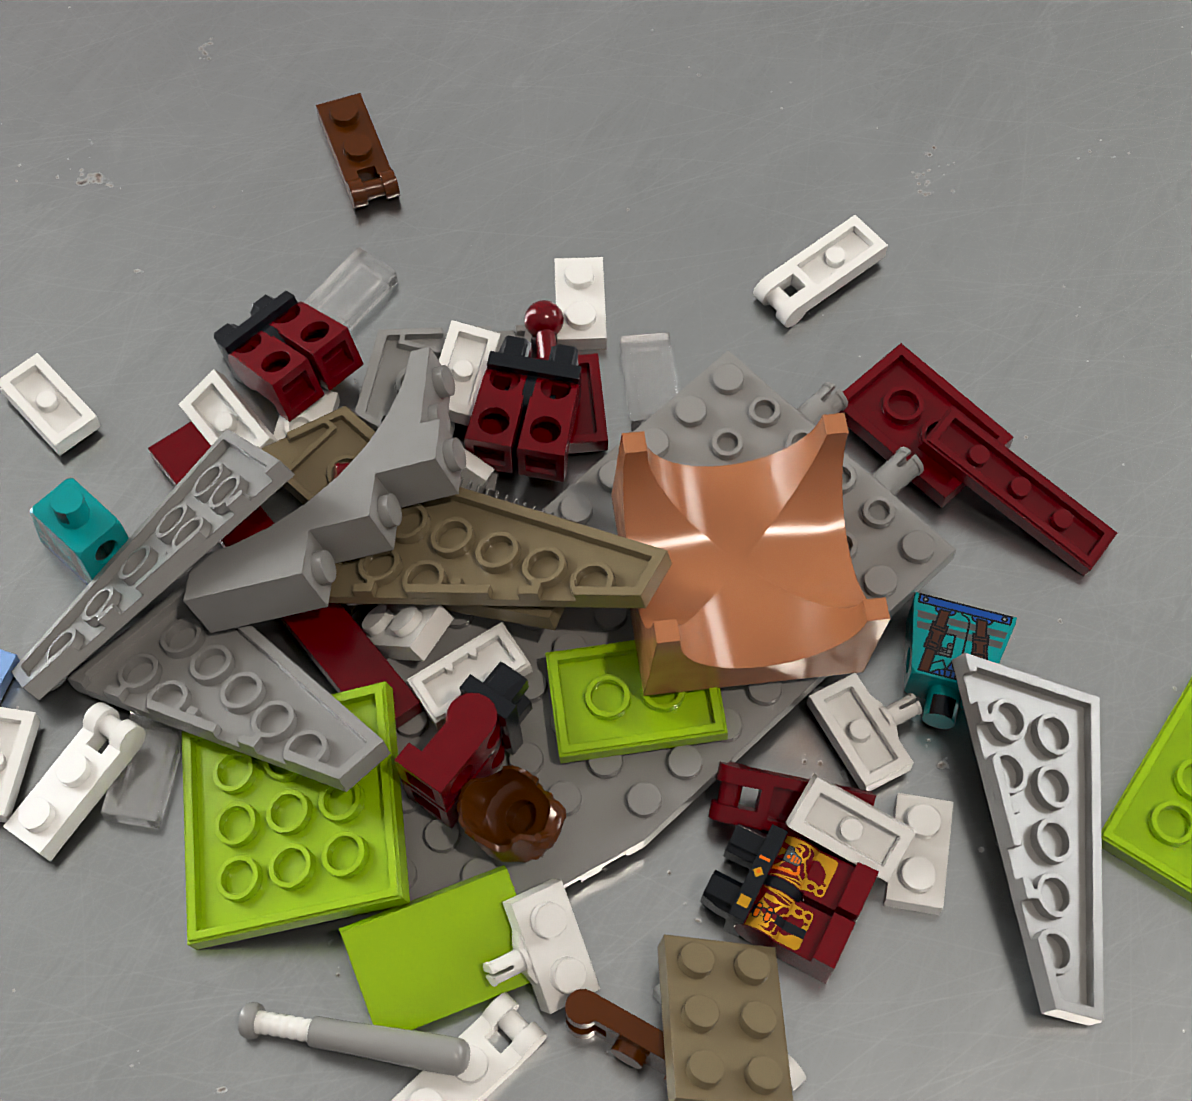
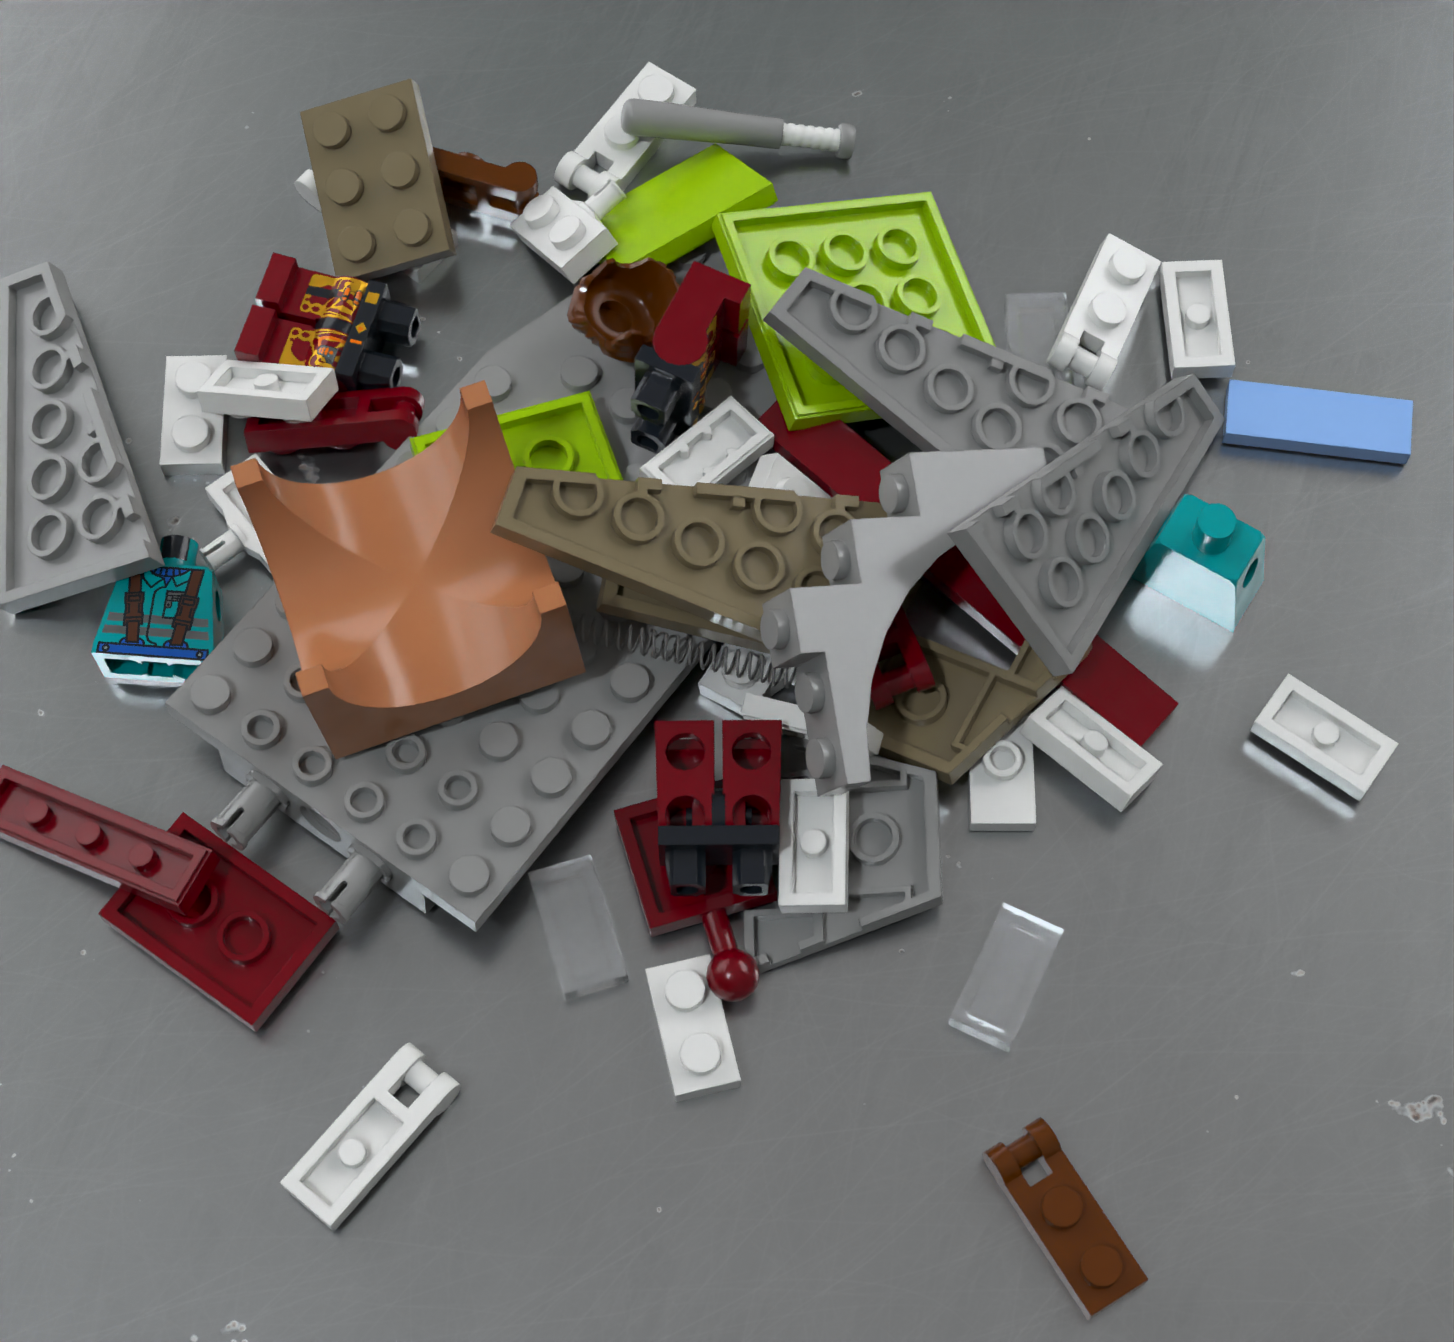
camera: 170 degrees right, 5 degrees up
(288, 352) = (1053, 846): dark red hips -> none

